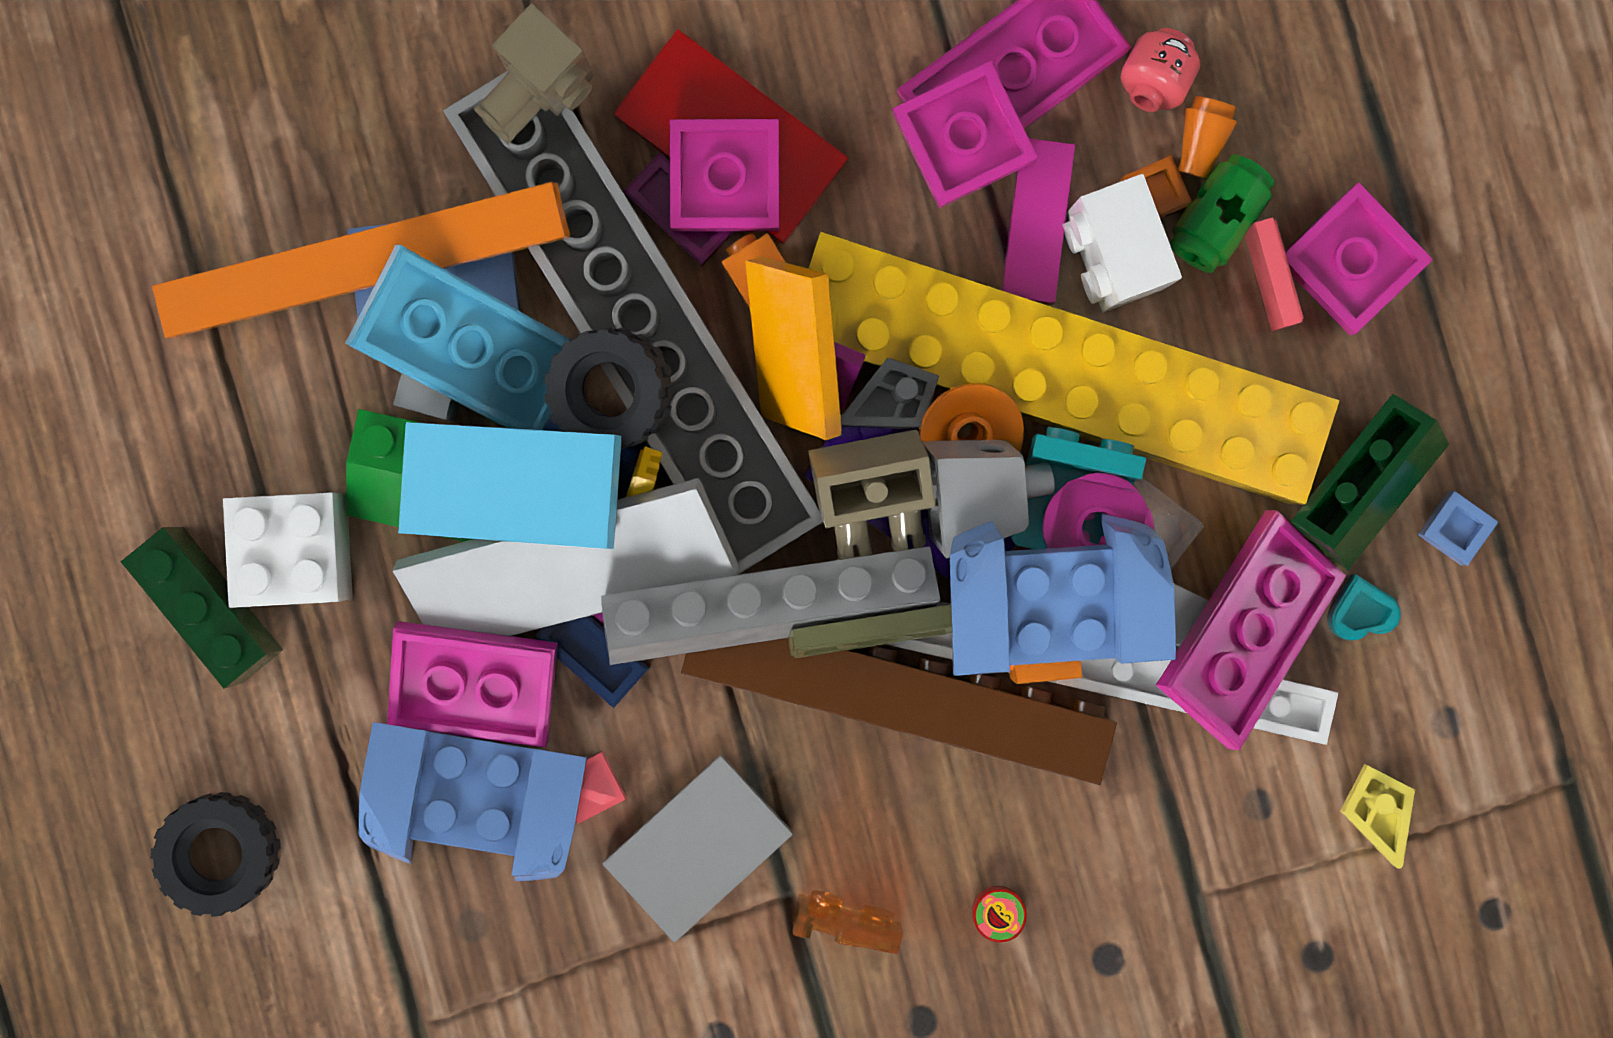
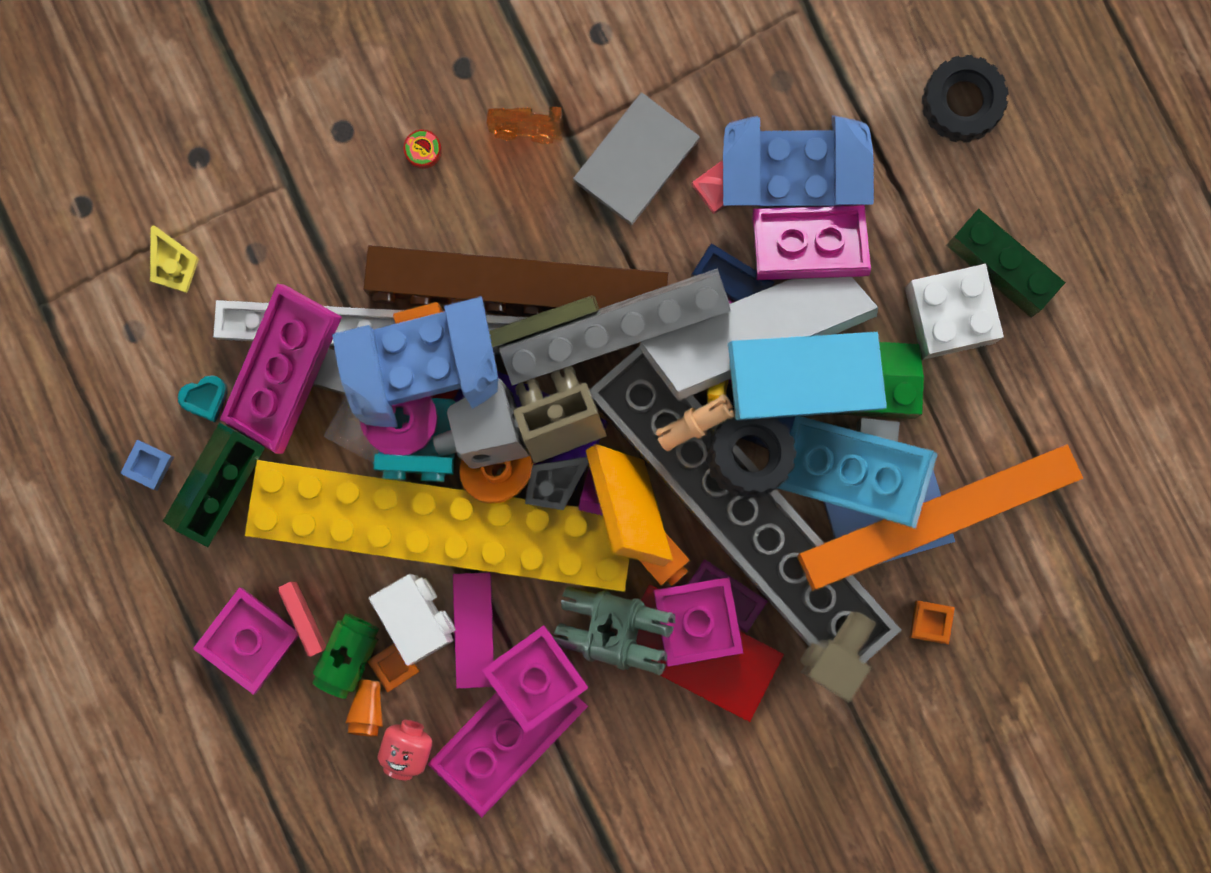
camera: 175 degrees right, 5 degrees down
(400, 124) = (932, 622): none -> orange tile
(679, 444) = (695, 423): none -> light nougat pin
(823, 193) = (624, 615): none -> sand green pin

